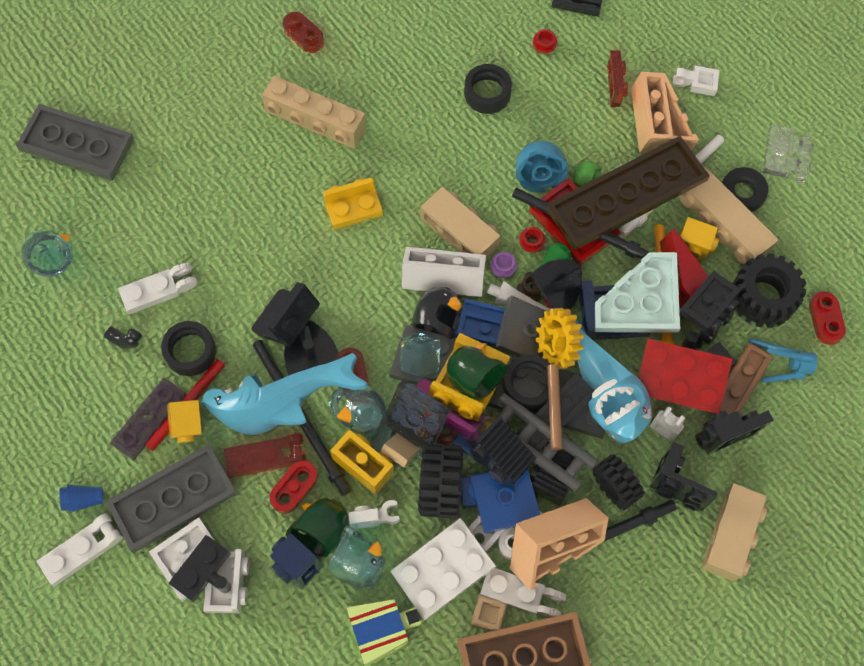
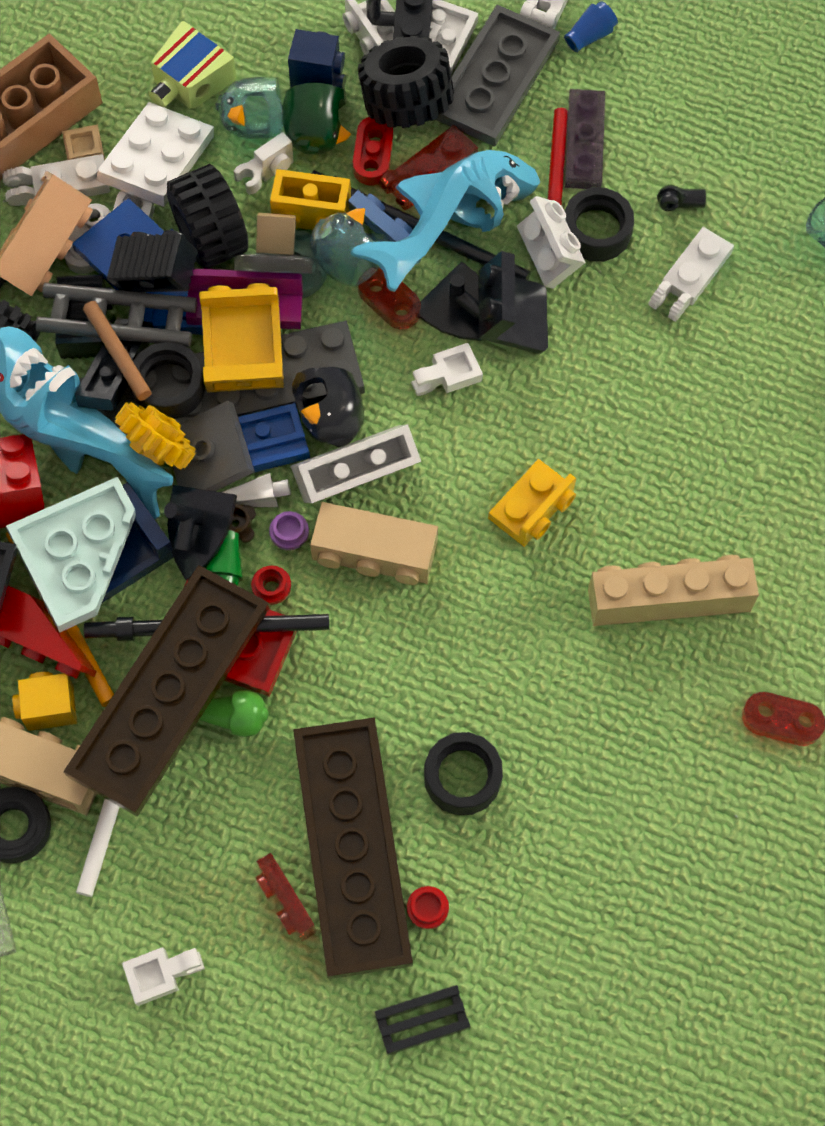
camera: 150 degrees right, 0 degrees up
(184, 420) = (540, 143): yellow brick -> none
(219, 521) = (406, 81): none -> black tyre
(228, 348) = (550, 242): none -> white bracket
(327, 427) = (377, 219): none -> medium blue plate
(345, 305) = (452, 368): none -> white plate
(420, 354) = (318, 341): clear light blue panel -> none
(474, 372) = (236, 332): dark green piece -> none
(541, 166) = (318, 687): dark azure cylinder -> none
(567, 85) = (352, 848): none -> dark brown plate
(657, 113) = (186, 855): light nougat wedge -> none

